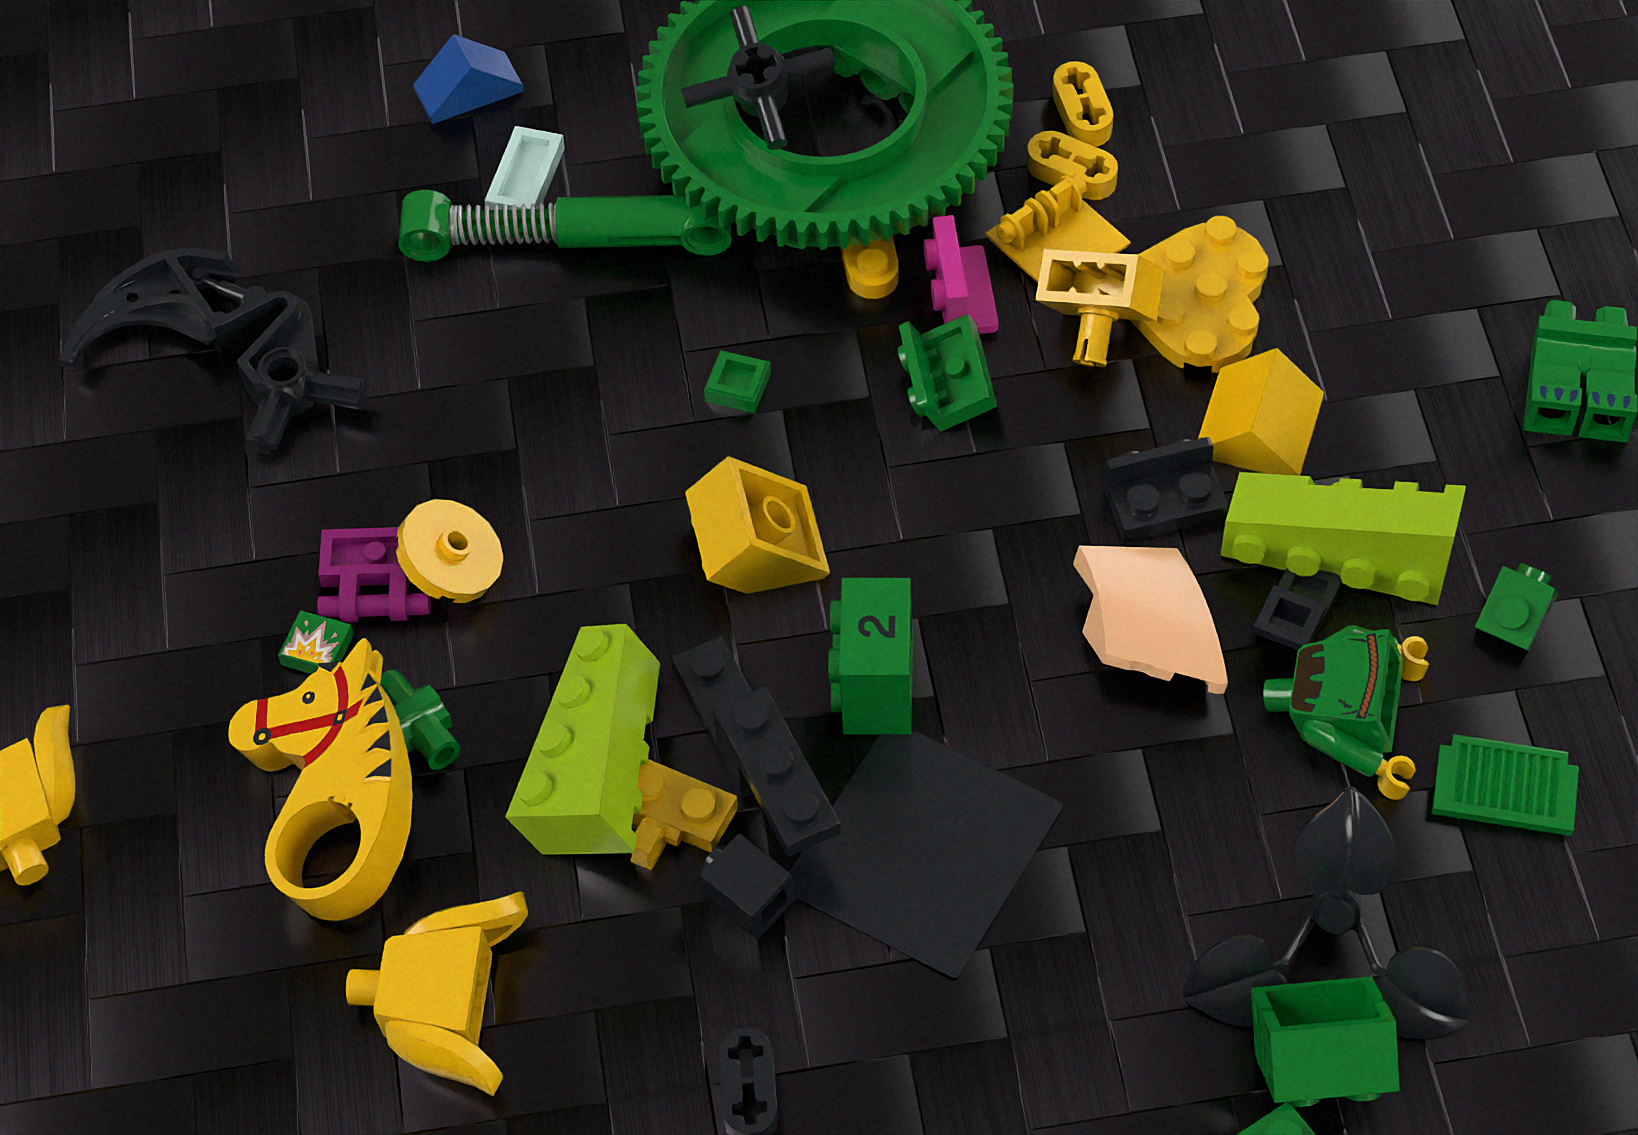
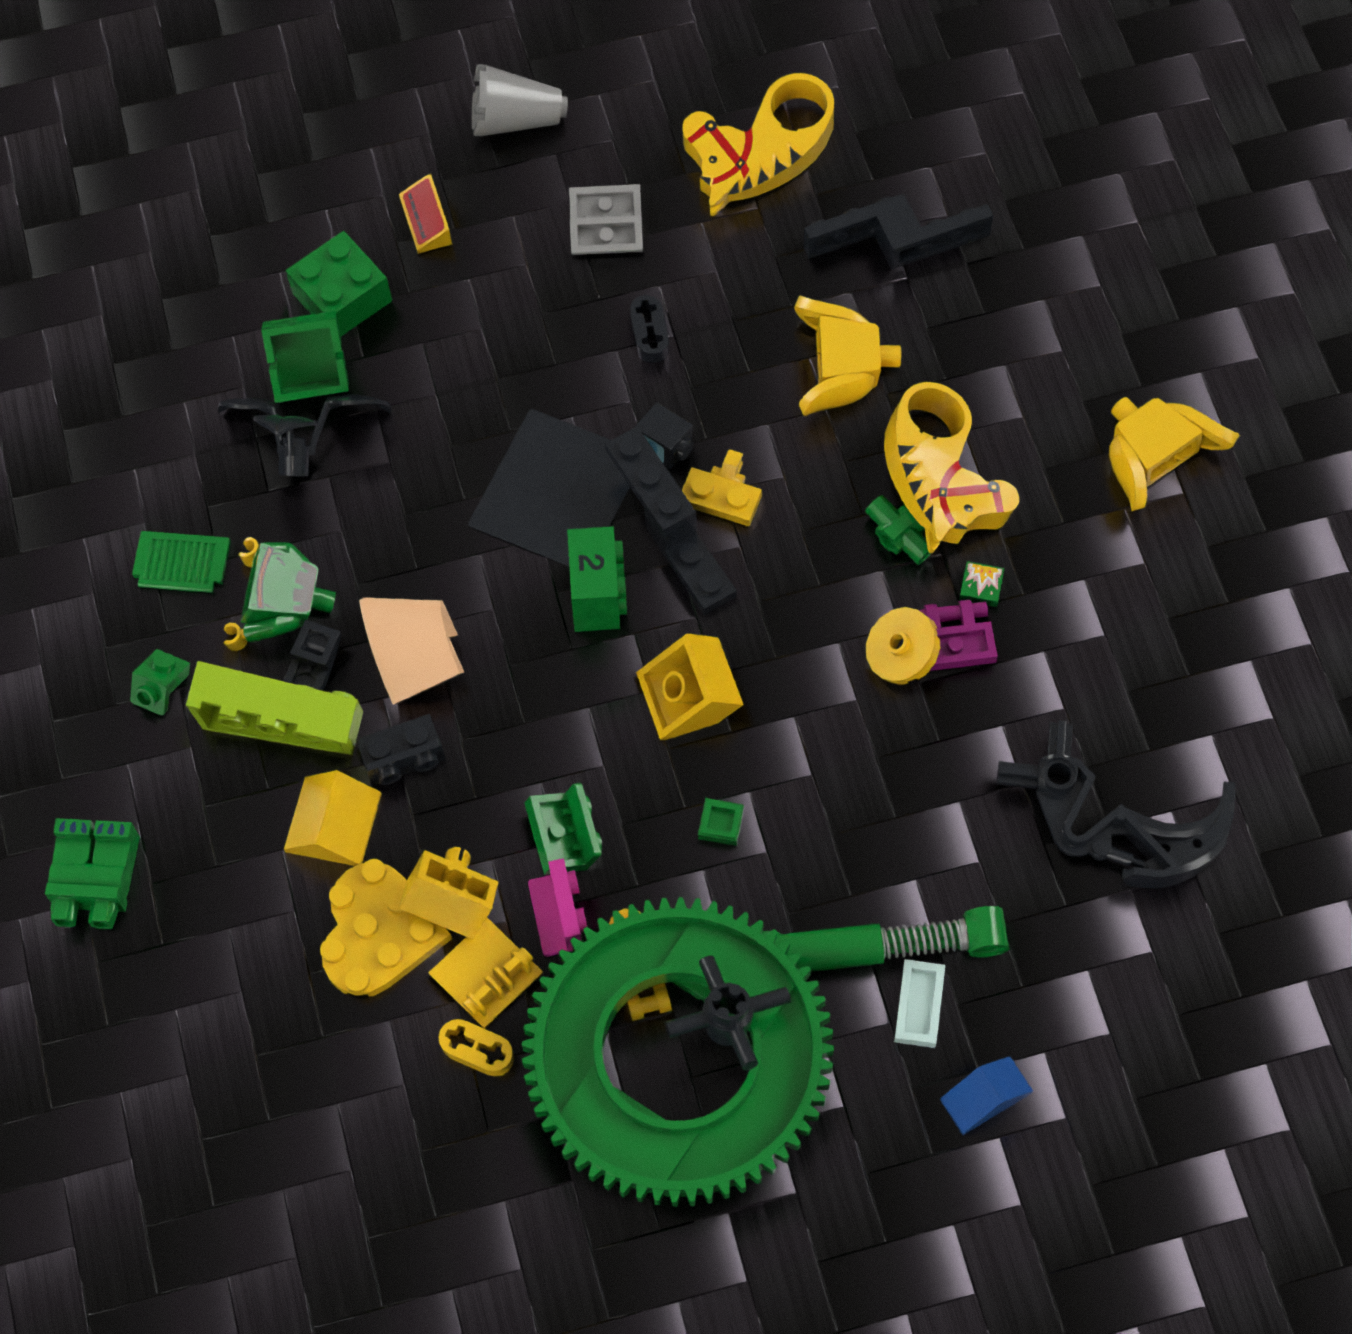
camera: 175 degrees right, 10 degrees up
(590, 748) = (776, 504): lime wedge -> none
(1092, 101) = (459, 1115): yellow beam -> none

